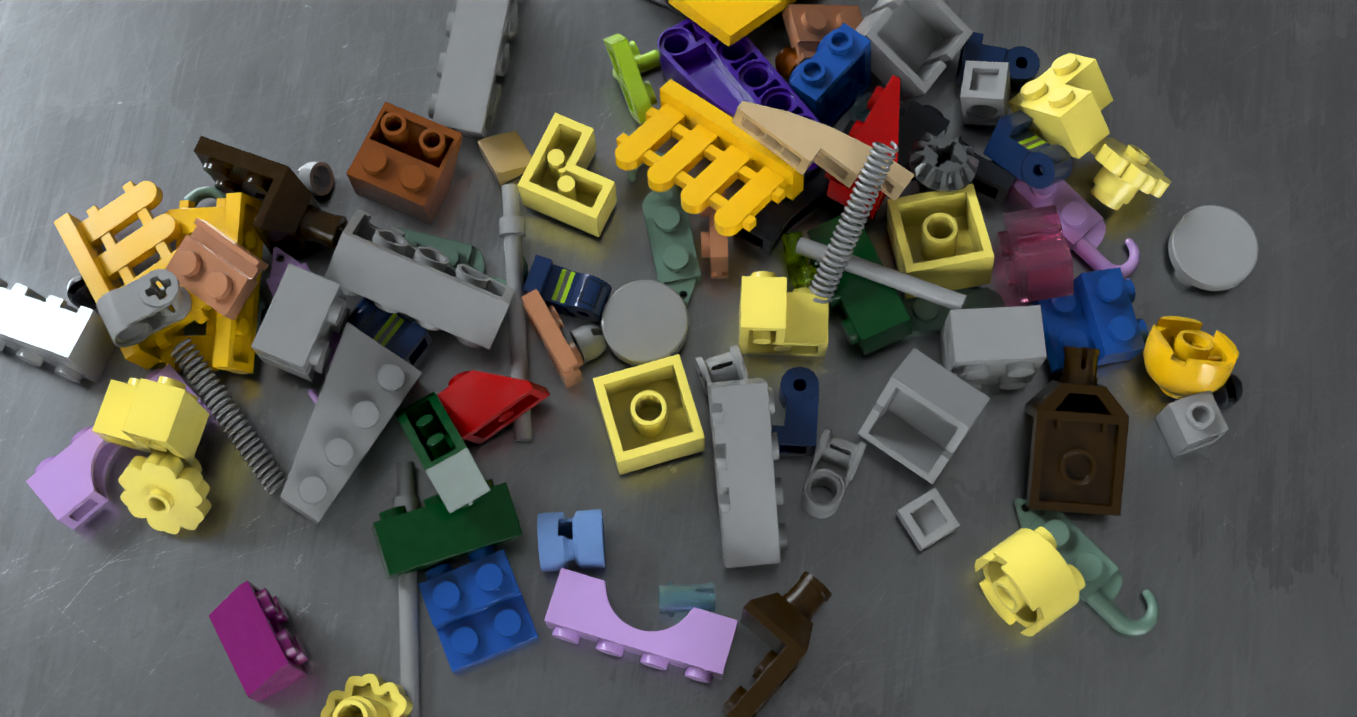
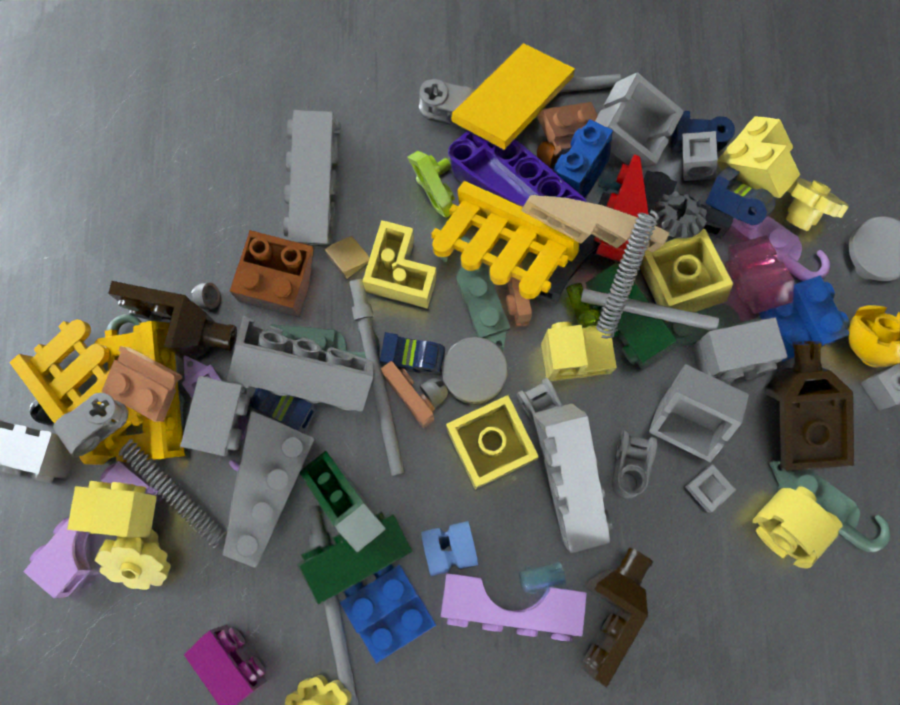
camera: 10 degrees left, 5 degrees up
(487, 402) = (366, 451): red slope -> none
(800, 402) = (603, 421): dark blue leg -> none

